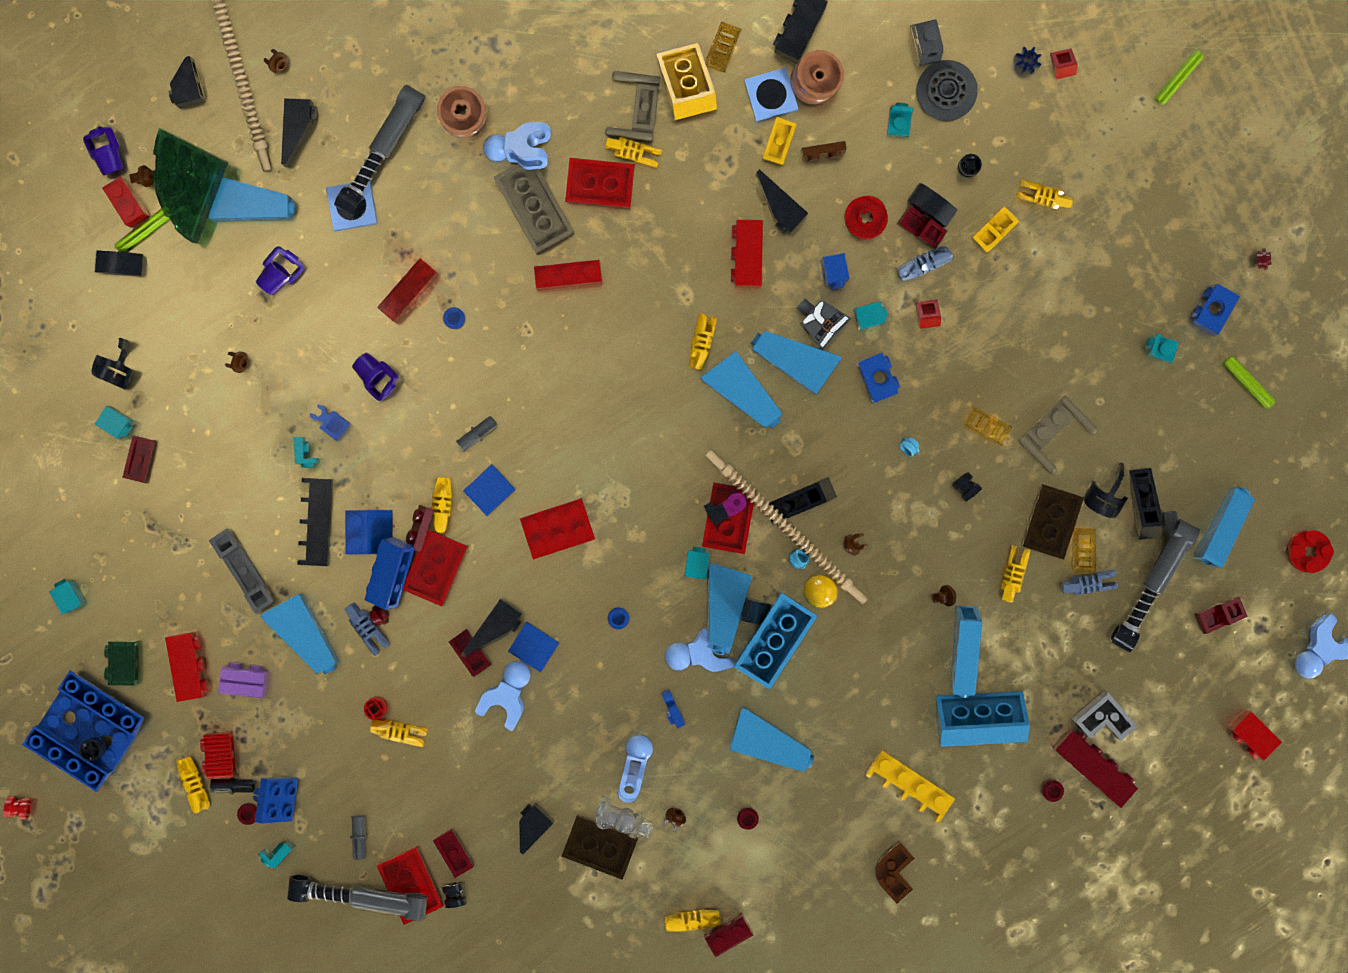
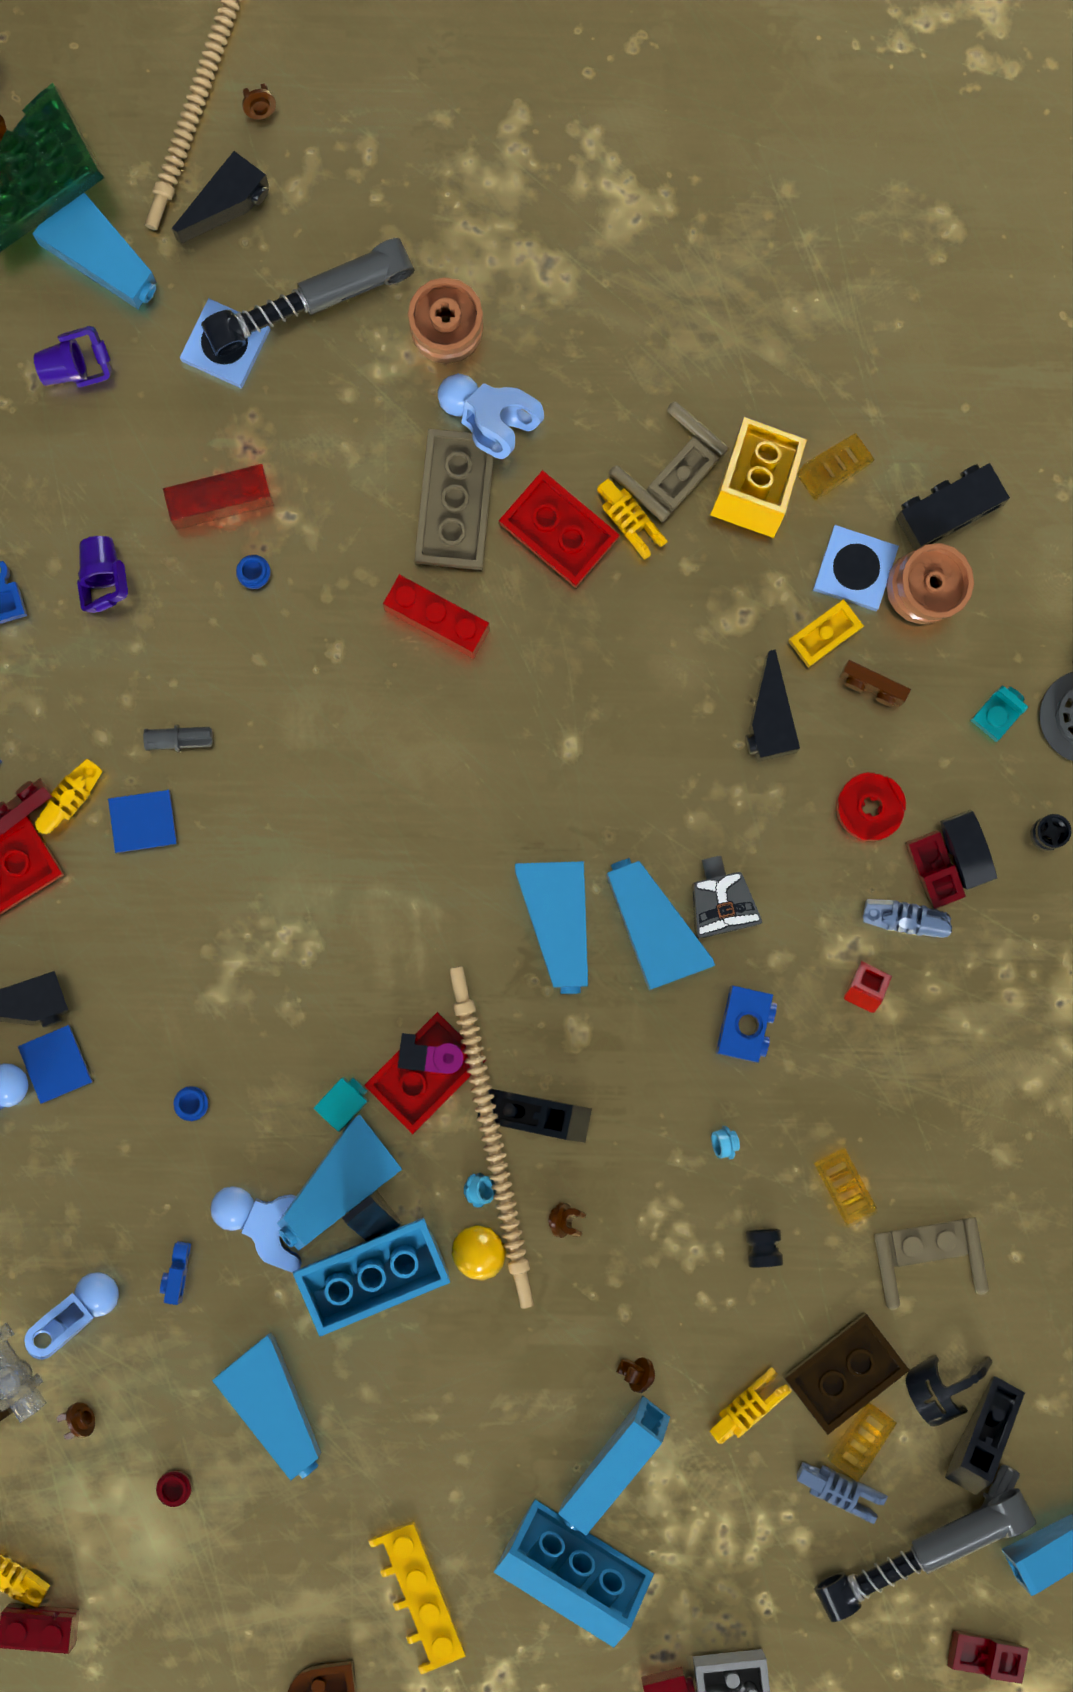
camera: 30 degrees right, 5 degrees down
(186, 86) = (125, 54): black slope -> none
(557, 528) = (194, 932): red plate -> none
(701, 341) = (549, 819): yellow hinge -> none
(747, 253) = (685, 747): red brick -> none
(834, 271) = (783, 846): blue brick -> none
(870, 315) = (791, 937): teal brick -> none
(995, 229) = (1030, 937): yellow slope -> none

